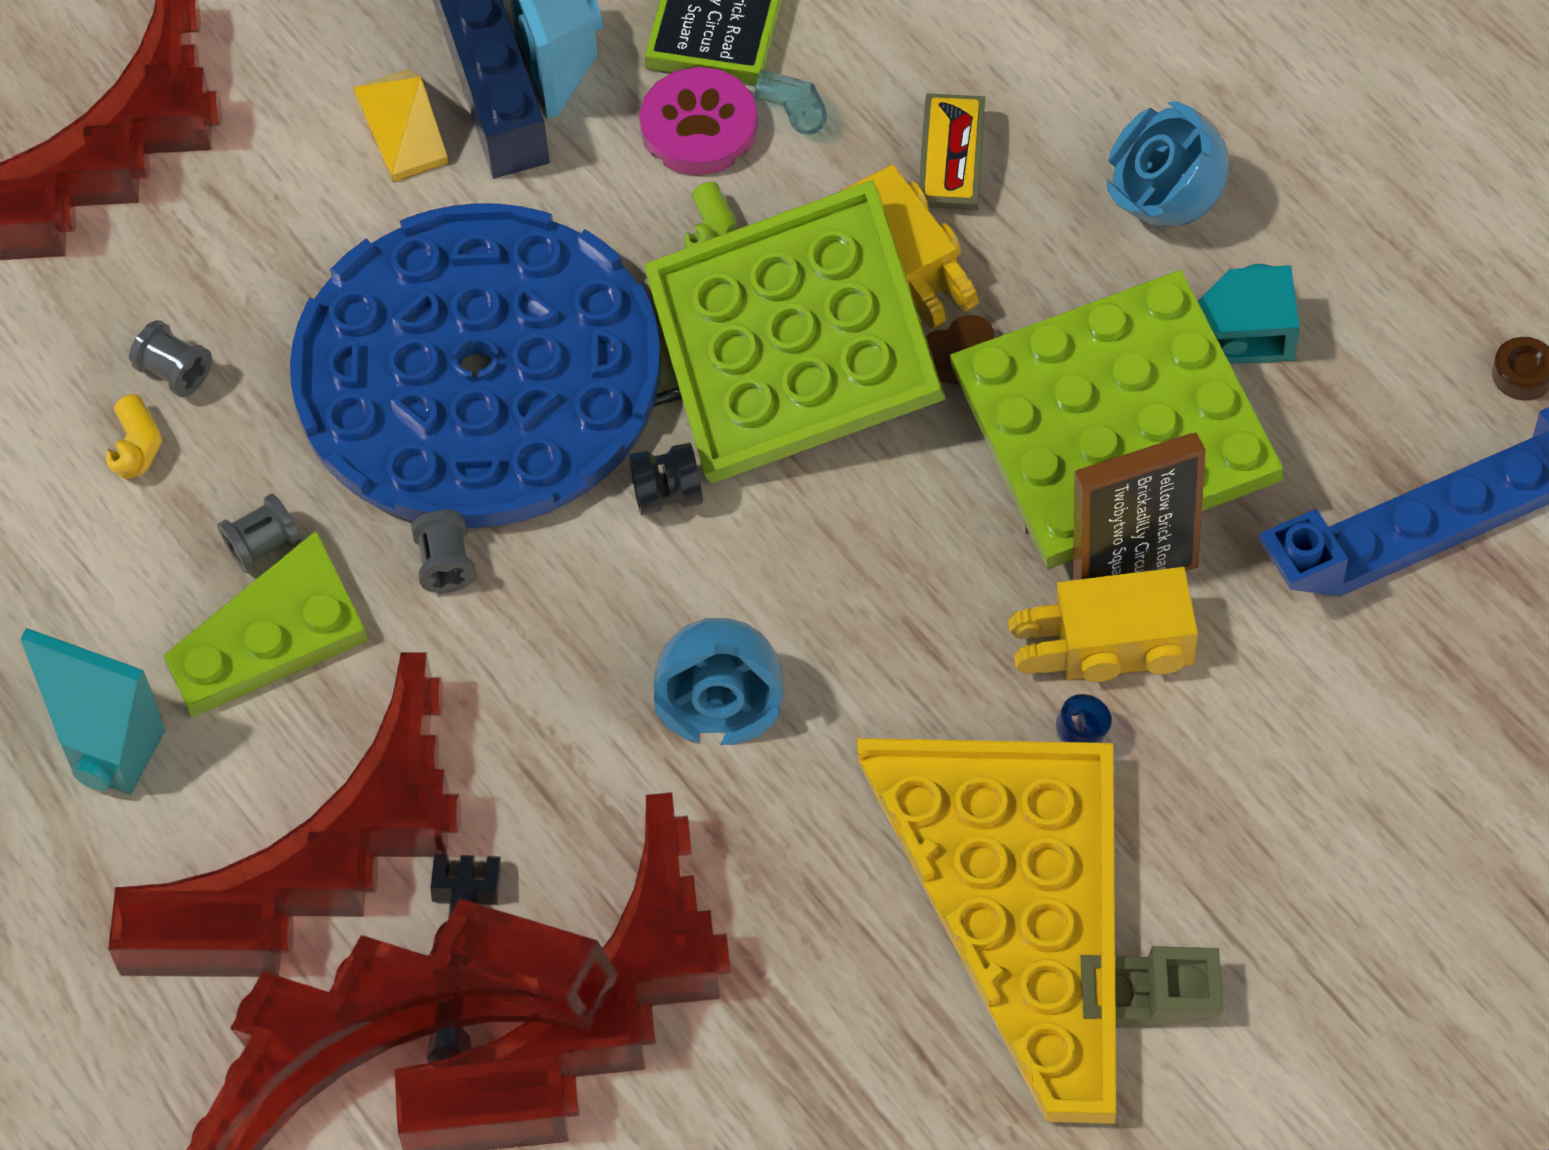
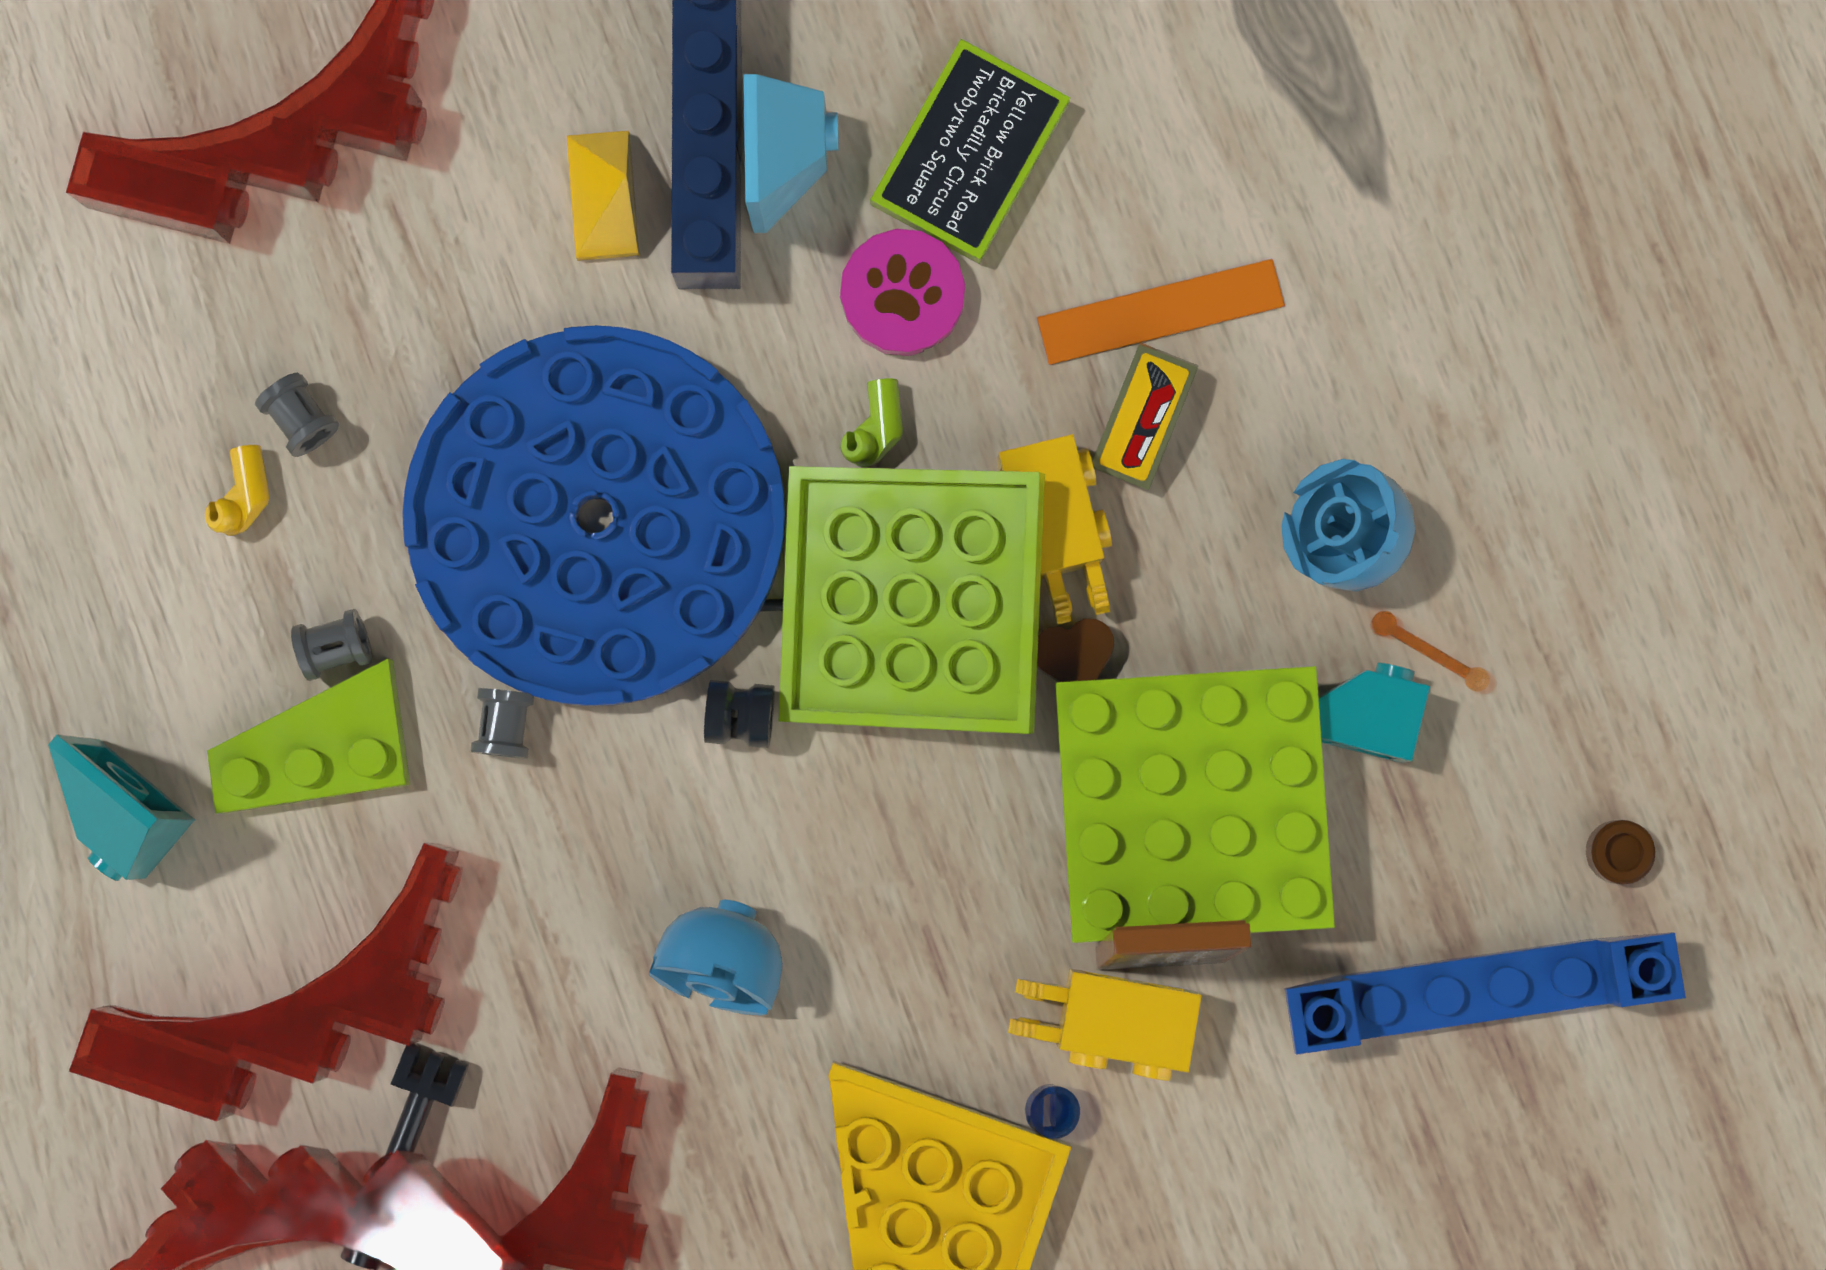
camera: 15 degrees right, 25 degrees up
(798, 97) = (1012, 301): clear light blue arm -> none
(936, 75) = (1160, 311): none -> orange sticker
(1234, 254) = (1385, 624): none -> clear orange hinge

